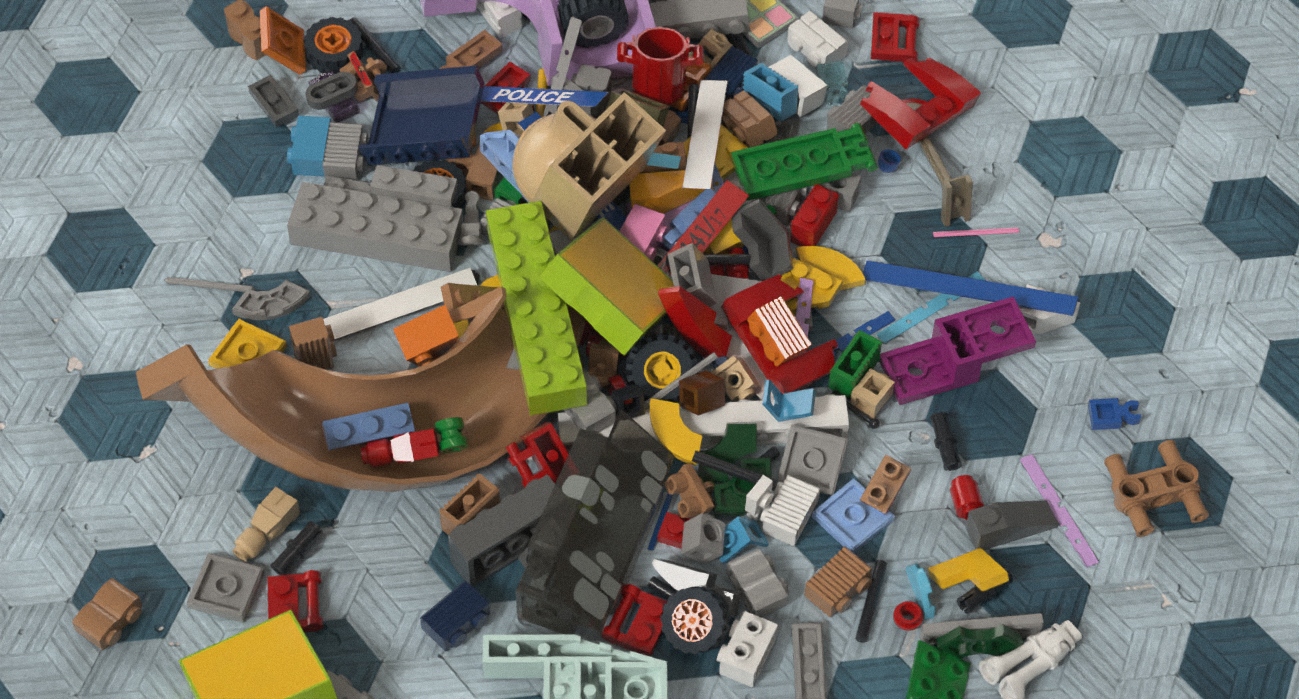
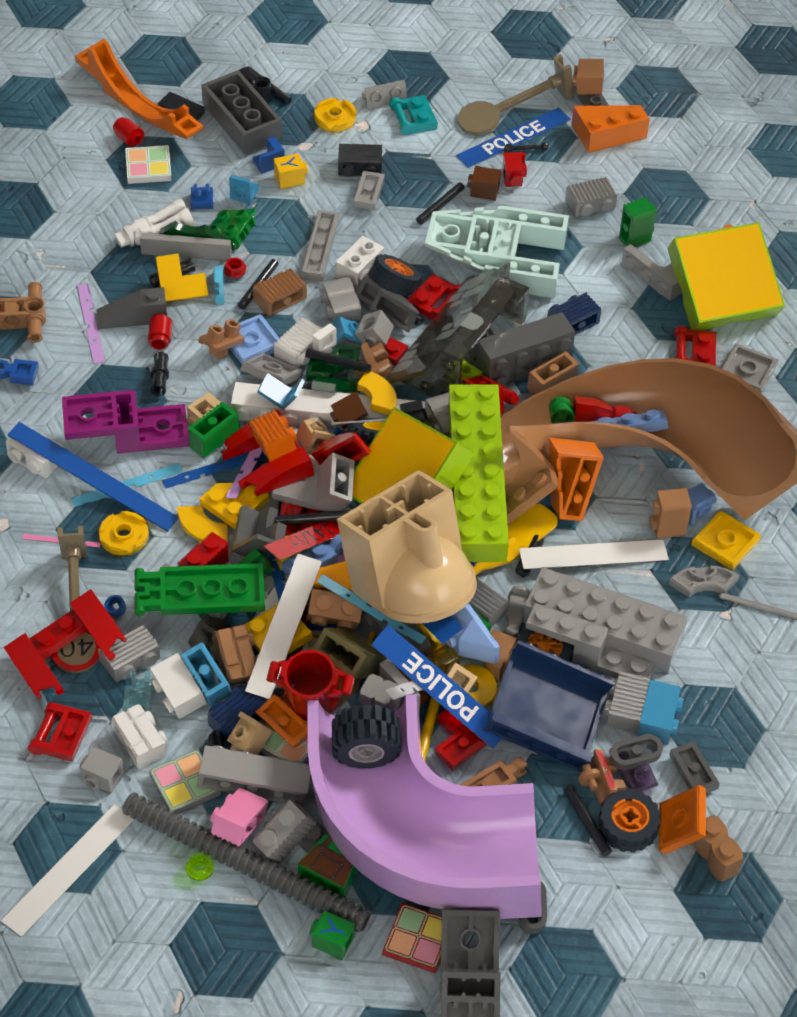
camera: 170 degrees left, 5 degrees down
(914, 233) = (126, 544): none -> yellow tile

